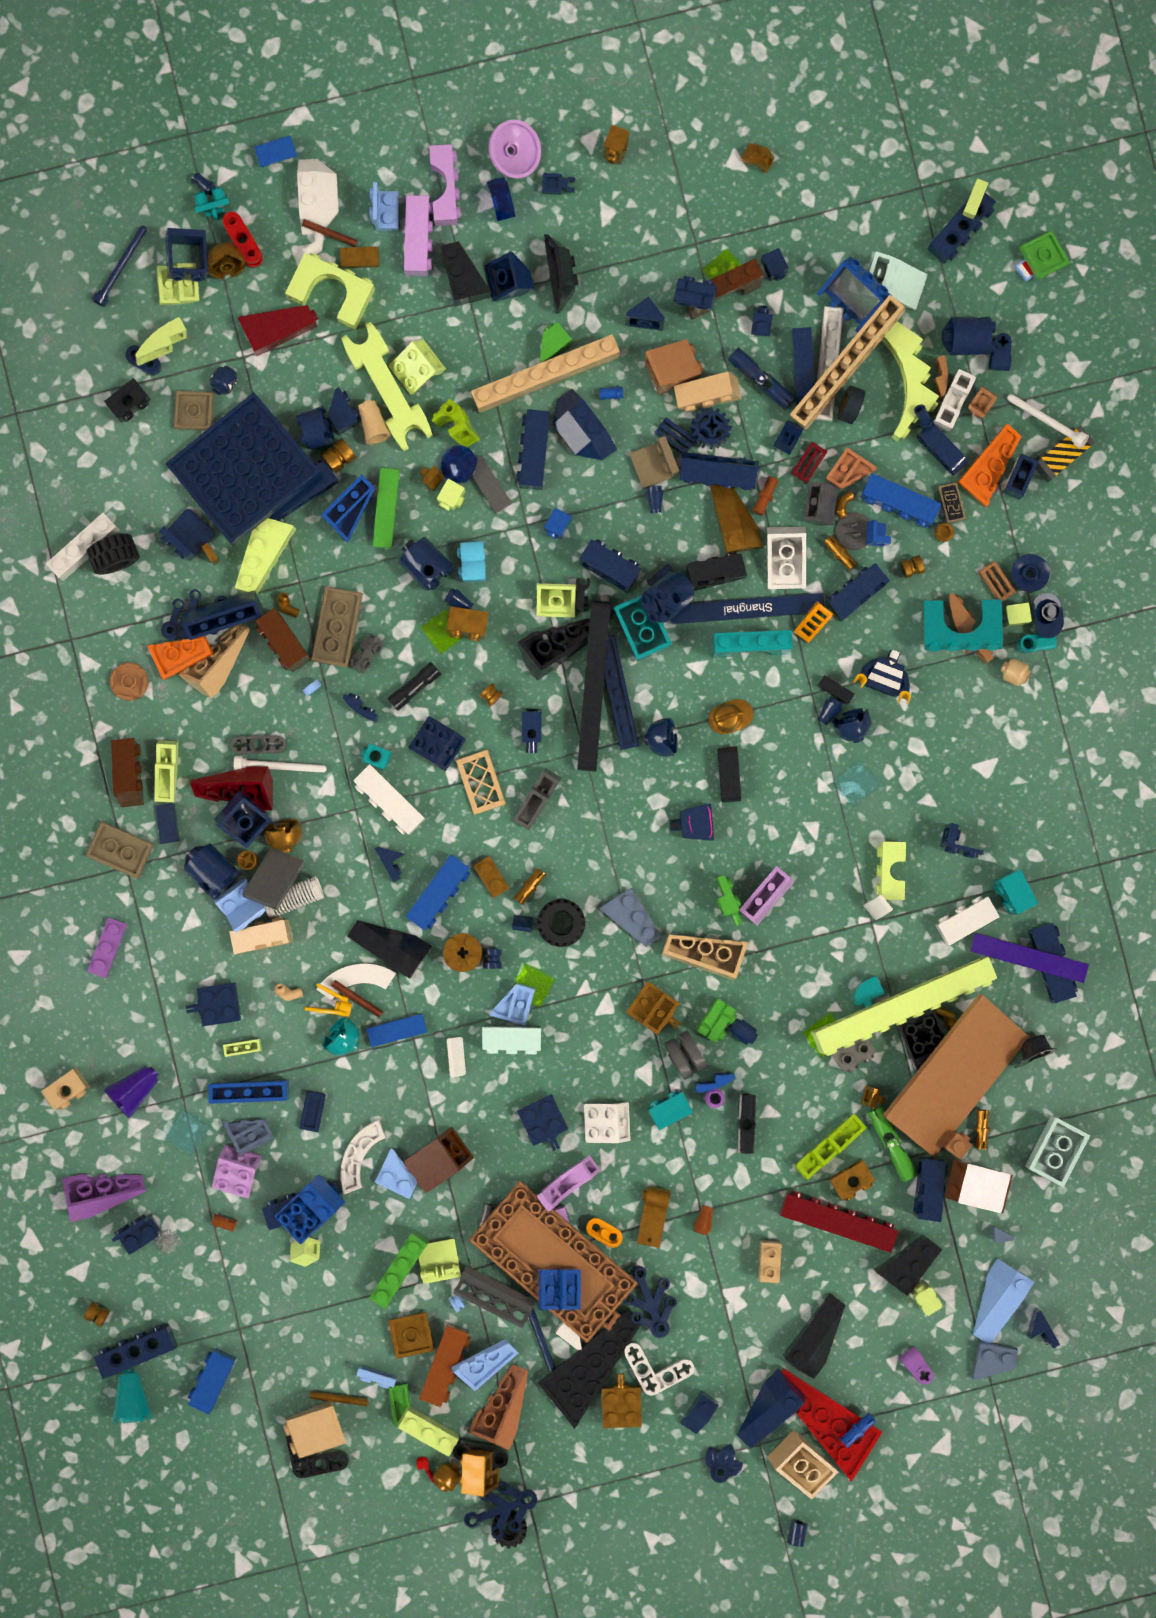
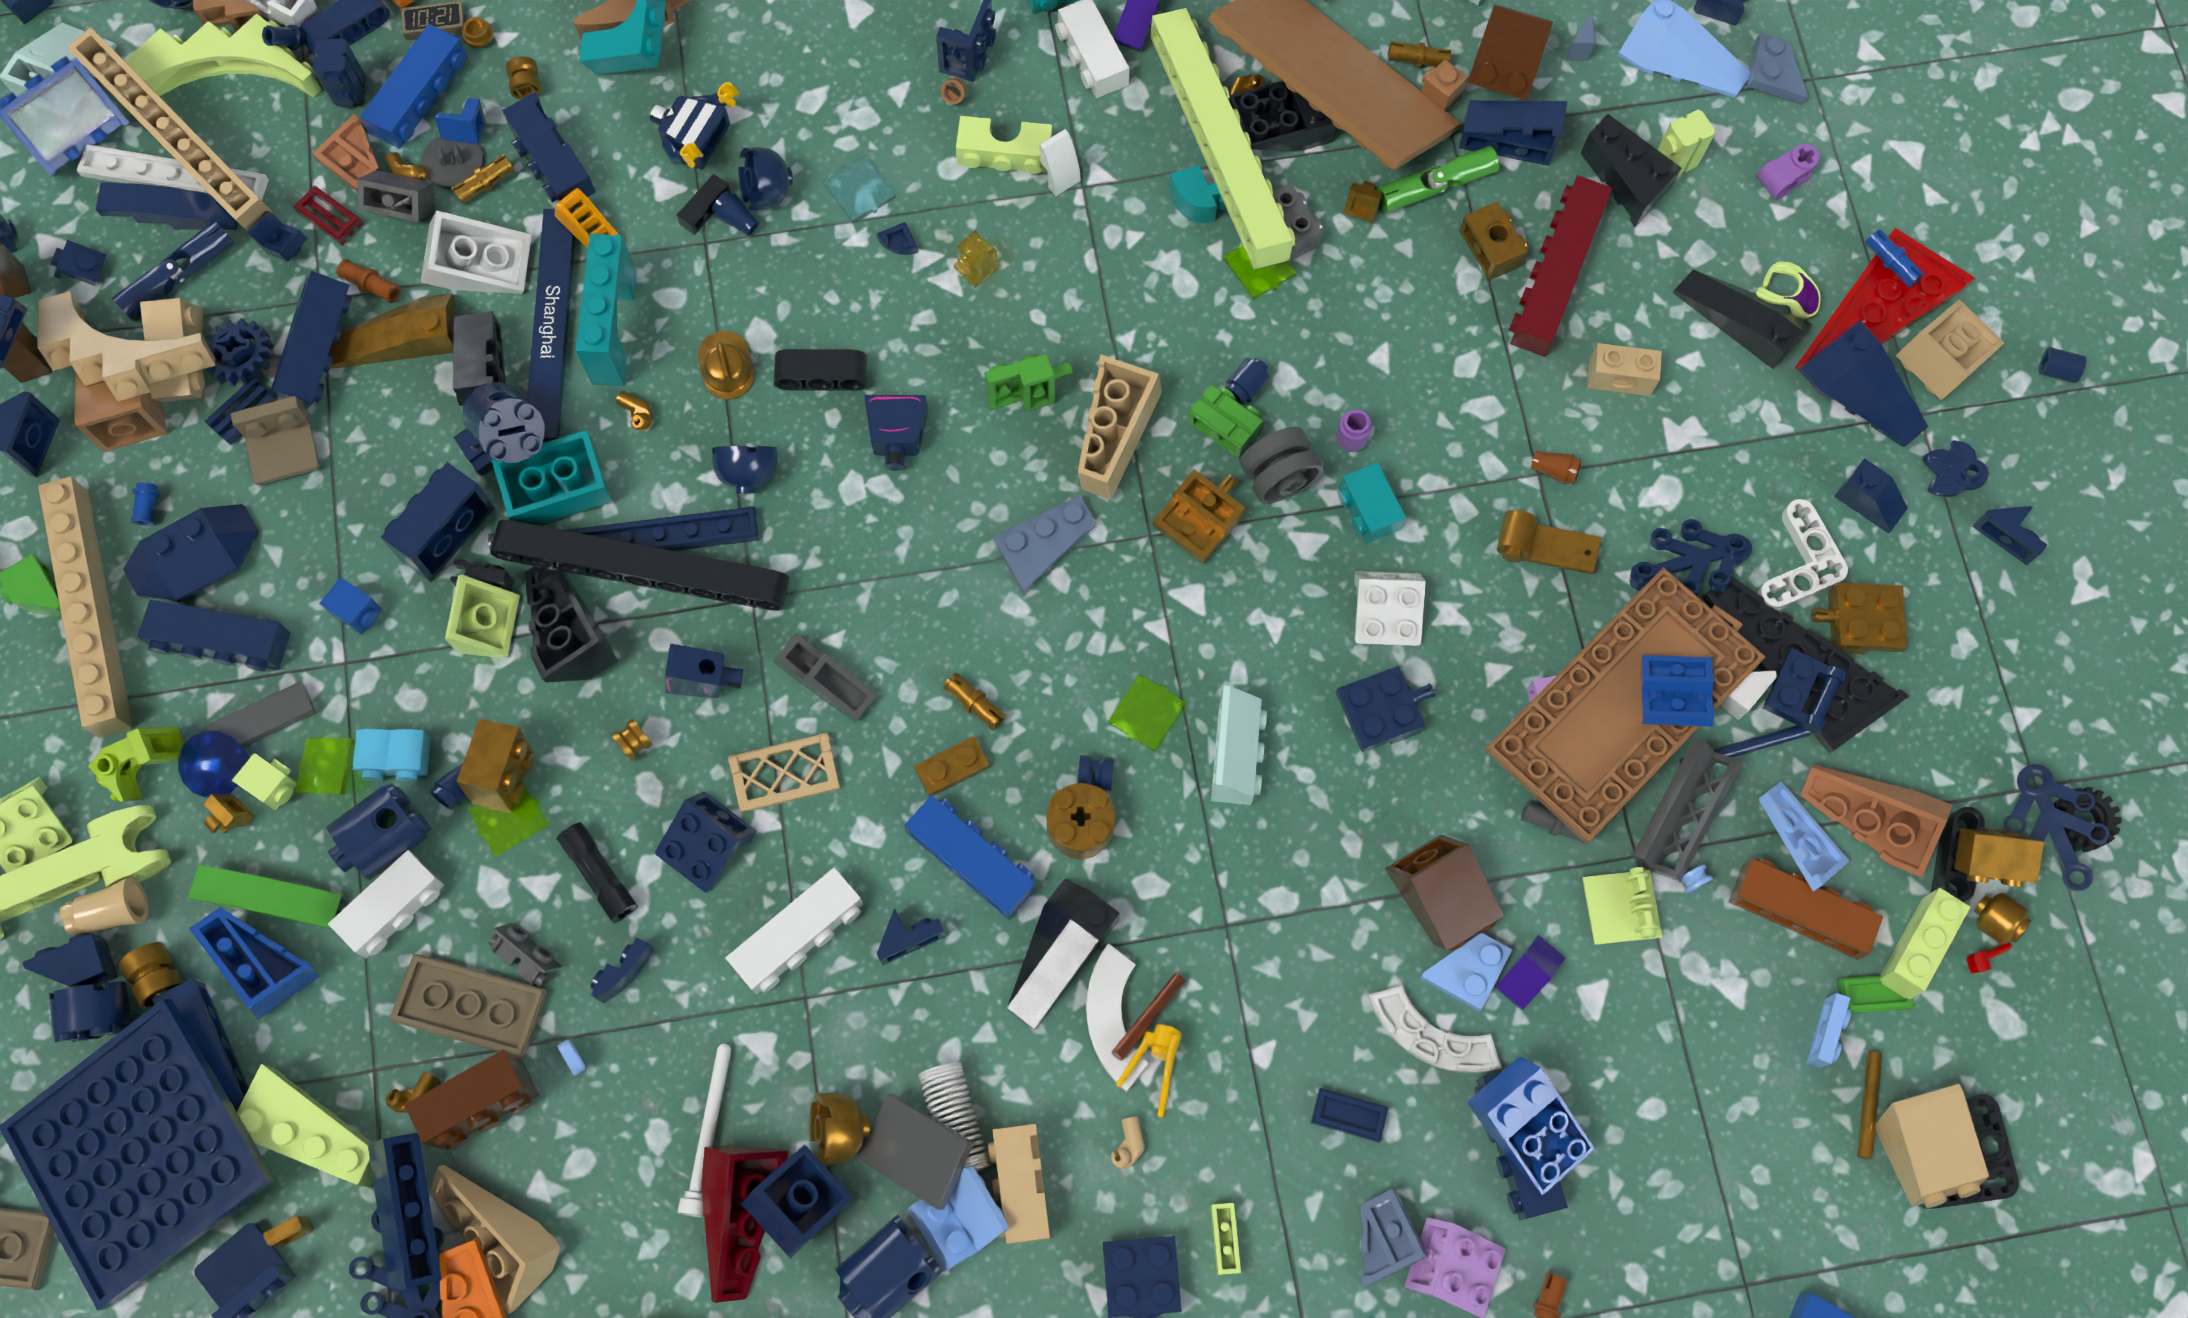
camera: 85 degrees left, 15 degrees down
(244, 750) = (675, 1140): dark grey beam -> none
(248, 860) = (873, 1197): pearl gold wheel -> none
(248, 1091) = (1308, 1229): blue brick -> none
(306, 1252) = (1610, 1145): yellowish green panel -> none
(342, 1037) = (1217, 1046): teal cylinder -> none
(382, 762) = (710, 933): teal brick -> none
(386, 575) = (387, 905): none -> white brick
(396, 1030) = (1210, 951): blue tile -> none
(398, 1210) = (1530, 972): none -> dark purple slope
(399, 1269) = (1661, 987): bright green arch -> none
(411, 1335) = (1753, 964): pearl gold plate -> none
(456, 1056) = (1263, 851): white slope -> none
(462, 526) = (325, 766): none -> clear neon green piece
(515, 1005) = (1178, 740): light blue wing -> none
(522, 923) = (1039, 719): dark blue slope -> none
(549, 935) = (1042, 625): black tyre -> none
(567, 1182) = (1487, 673): lavender arch -> none
(574, 1360) = (1794, 685): none -> dark blue plate
(603, 1232) = (1573, 626): light orange plate -> none
(655, 497) = (337, 448): dark blue cone -> none
(685, 1491) = (2005, 530): none -> dark blue slope
(691, 353) = (123, 364): none -> tan arch
(694, 670) = (639, 409): none -> pearl gold arm
(720, 1080) = (1328, 424): blue slope -> none
(747, 1110) = (1418, 389): black piece -> none
(766, 895) = (1026, 323): lavender brick -> none
(810, 860) = (976, 259): none -> clear yellow brick
(822, 811) = (898, 240): none -> dark blue tile
(826, 1374) = (1804, 302): none -> yellowish green piece
(830, 1146) = (1439, 270): lime slope -> none
(851, 404) = (243, 138): black wheel -> none
(900, 455) = (339, 72): none -> dark blue brick
(928, 835) = (950, 94): none -> medium nougat hinge

